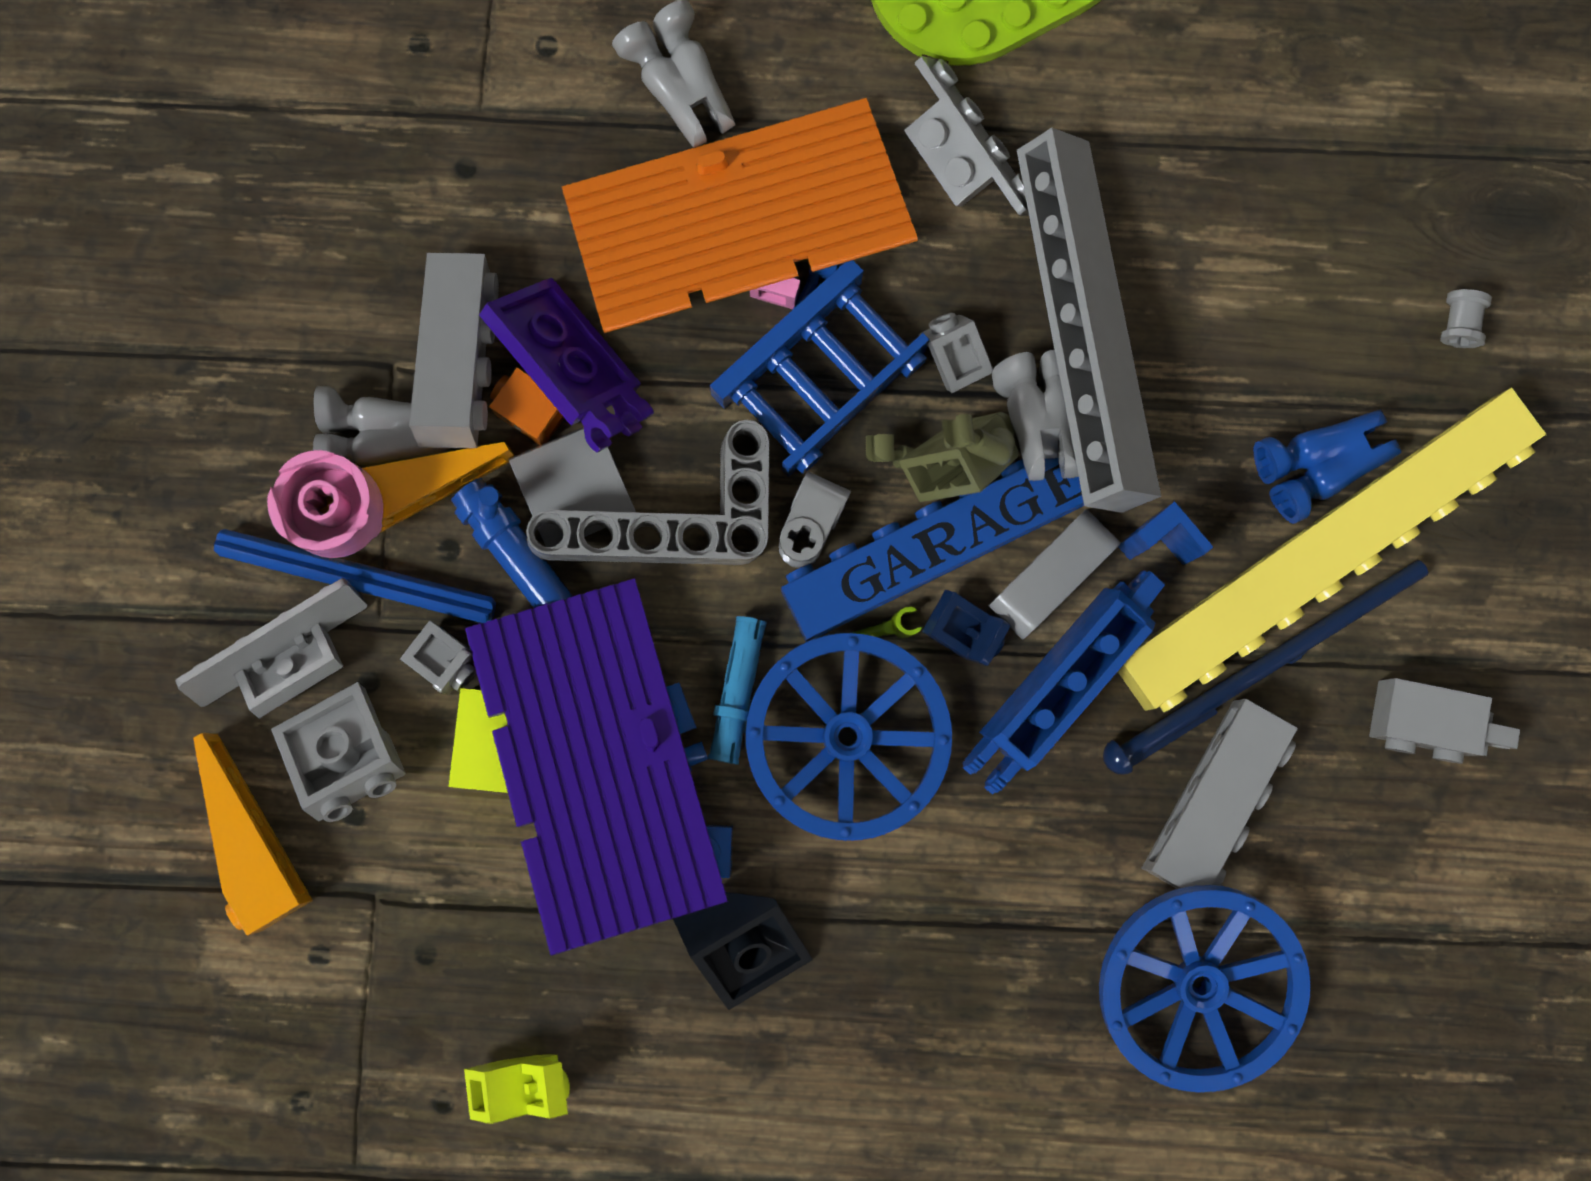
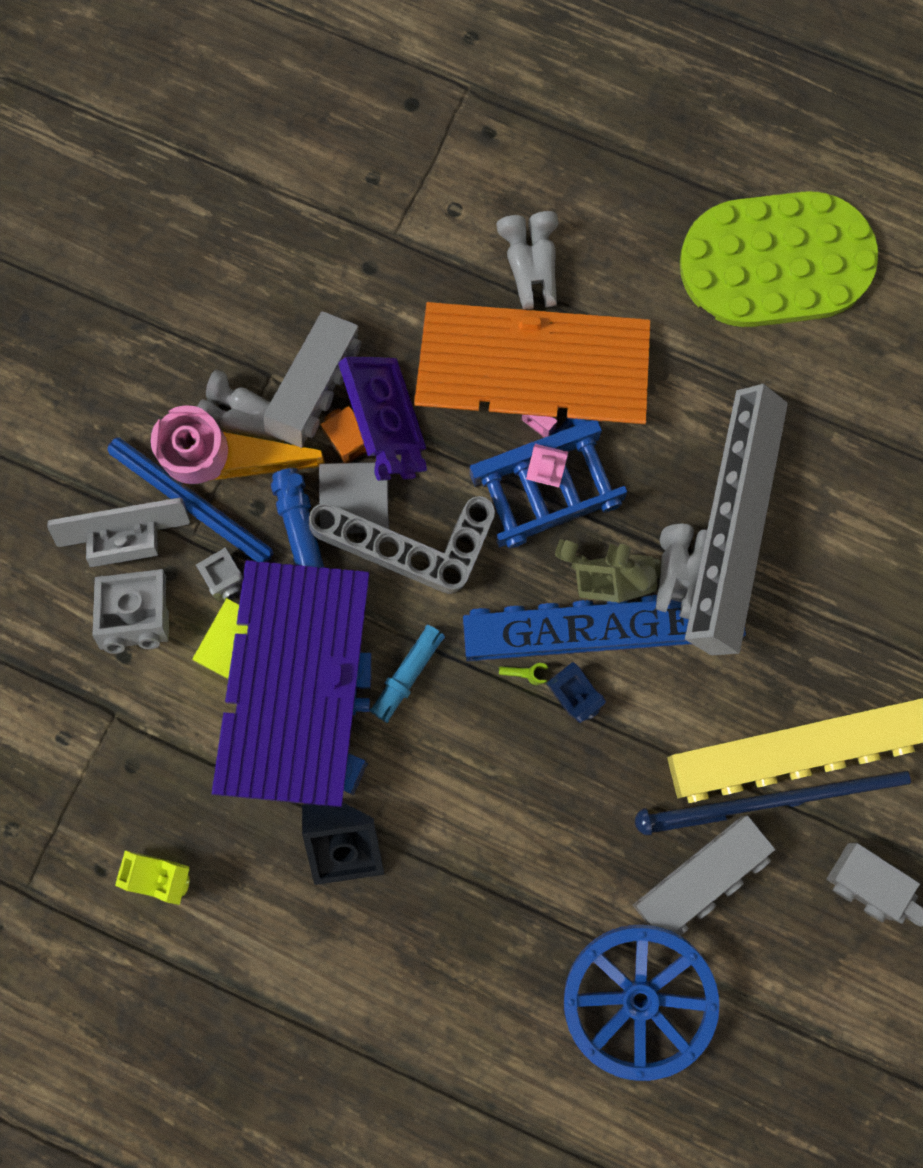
camera: 30 degrees right, 5 degrees down
(249, 857) = (46, 656): light orange slope -> none
(811, 345) = (547, 465): none -> bright pink tile
(812, 513) = (506, 576): light grey piece -> none
(910, 803) = (529, 709): blue wheel -> none
(957, 351) = (644, 507): light grey bracket -> none
(958, 145) = (699, 372): light grey bracket -> none
(1054, 574) = (650, 680): light grey beam -> none
(1066, 680) = (630, 753): blue hinge -> none
(1174, 530) = (741, 678): blue panel -> none
(1331, 456) = (873, 677): blue piece -> none

